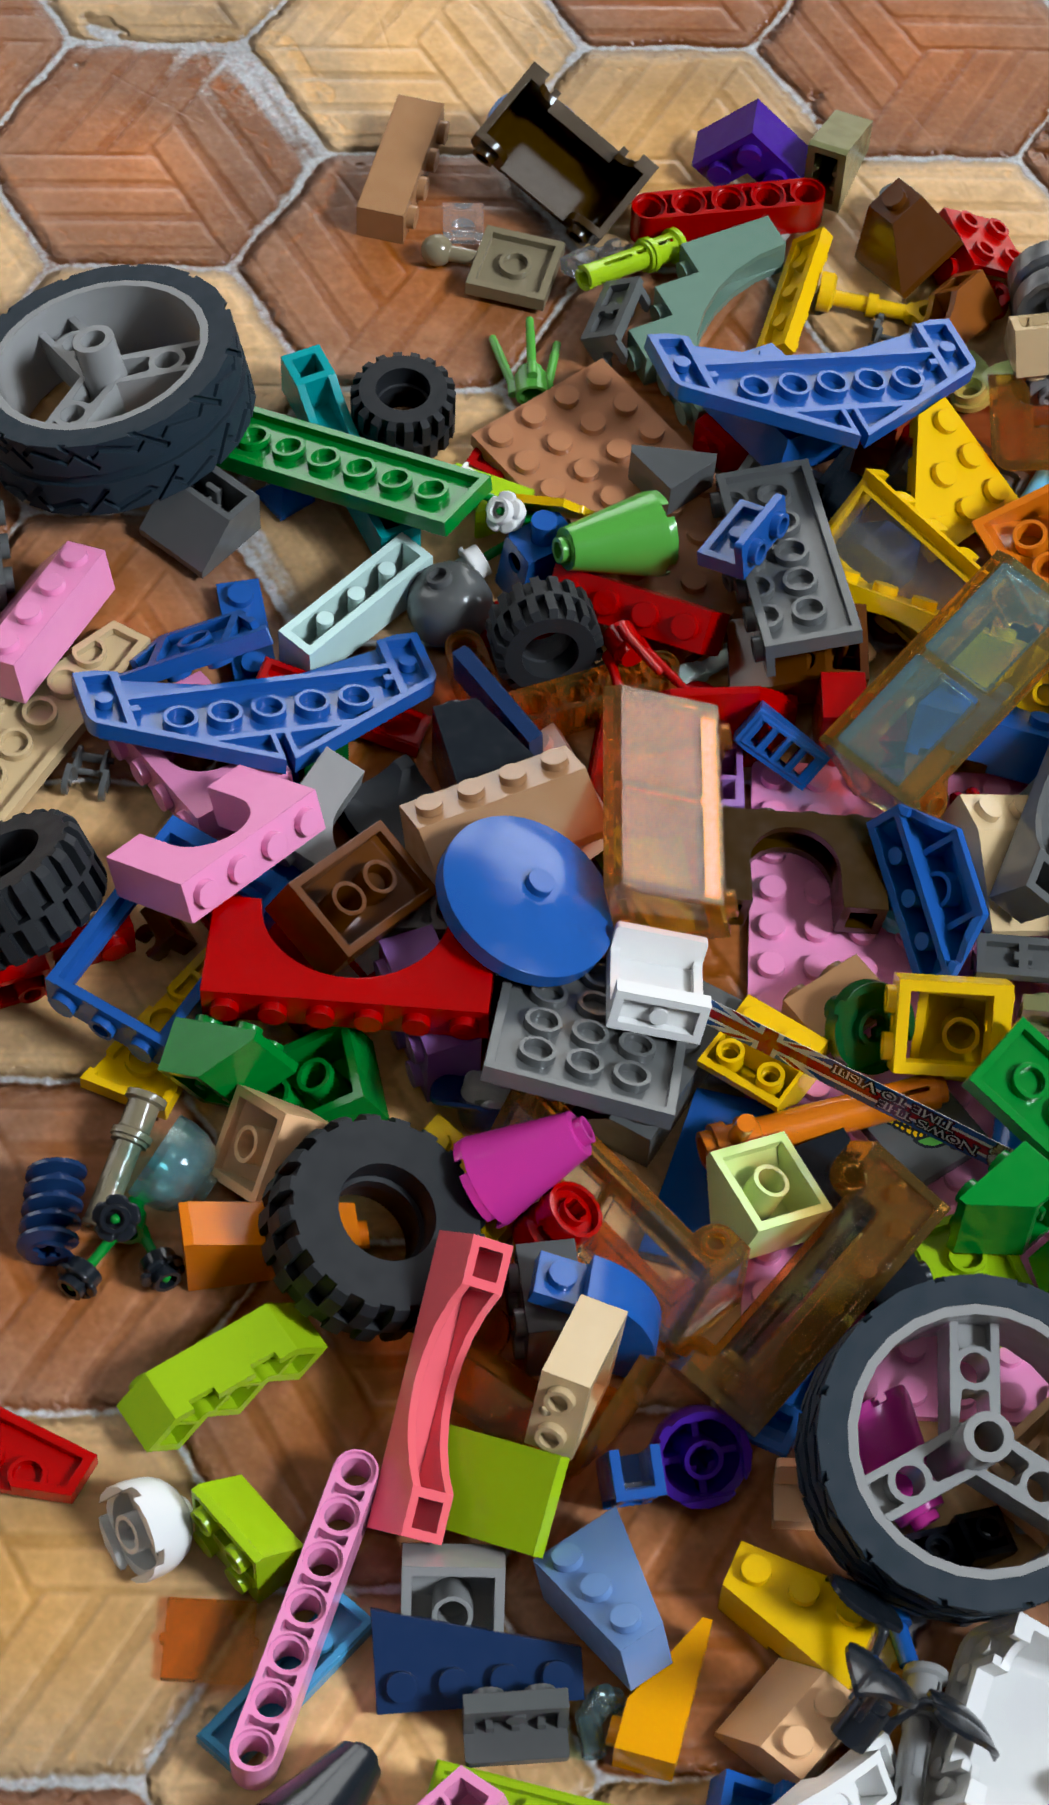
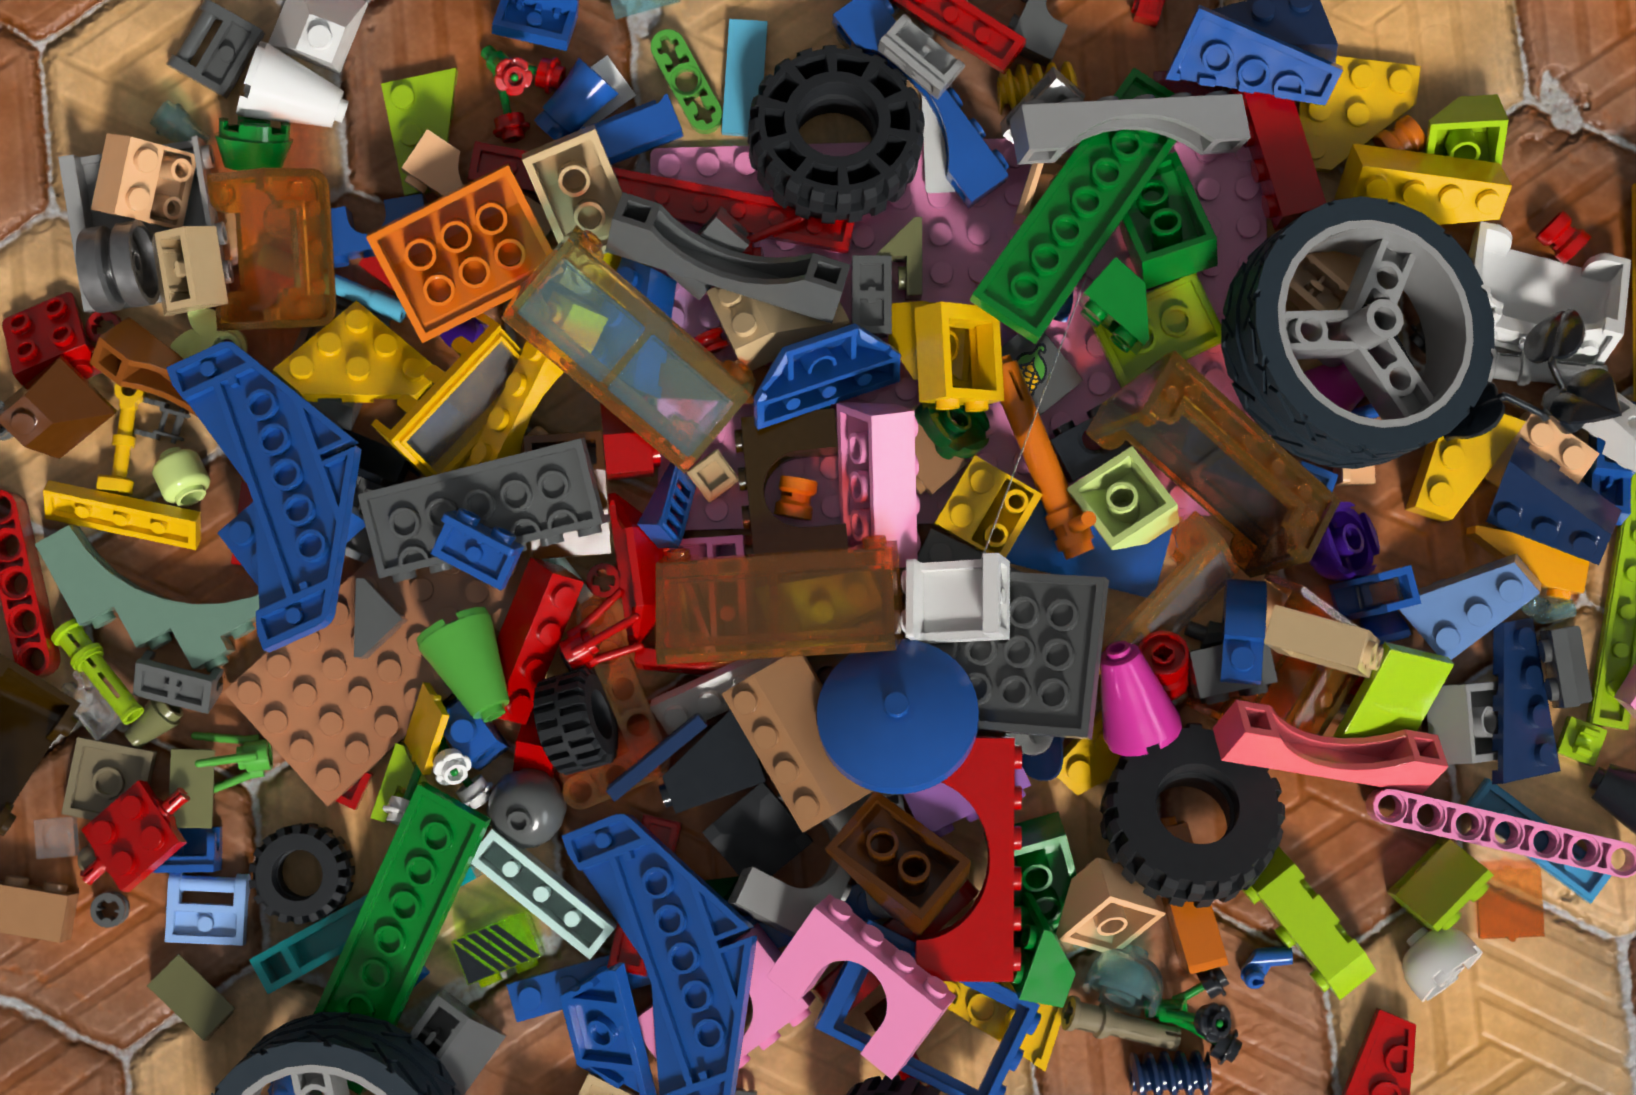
camera: 90 degrees left, 30 degrees up
(169, 1328) = (1261, 961): none -> blue arm
(281, 311) = (191, 997): none -> olive hinge
(297, 566) = (499, 948): none -> brick
(362, 326) = (207, 921): none -> light blue plate
(383, 272) = (111, 921): none -> dark grey bush
(413, 1749) = (1580, 741): none -> lime tile
(438, 317) = (199, 854): none -> blue hinge
(459, 268) = (134, 836): none -> red plate
(500, 323) = (197, 783): none -> olive hinge
(572, 304) = (154, 721): none -> olive cone
(579, 1505) = (1386, 626): none -> blue slope
(731, 1705) = (1551, 507): none -> dark blue wedge
(780, 875) = (795, 498): none -> orange wheel
(802, 941) = (878, 474): none -> bright pink slope
(813, 797) = (713, 476): none -> tan tile
(831, 336) = (181, 476): none -> yellowish green head

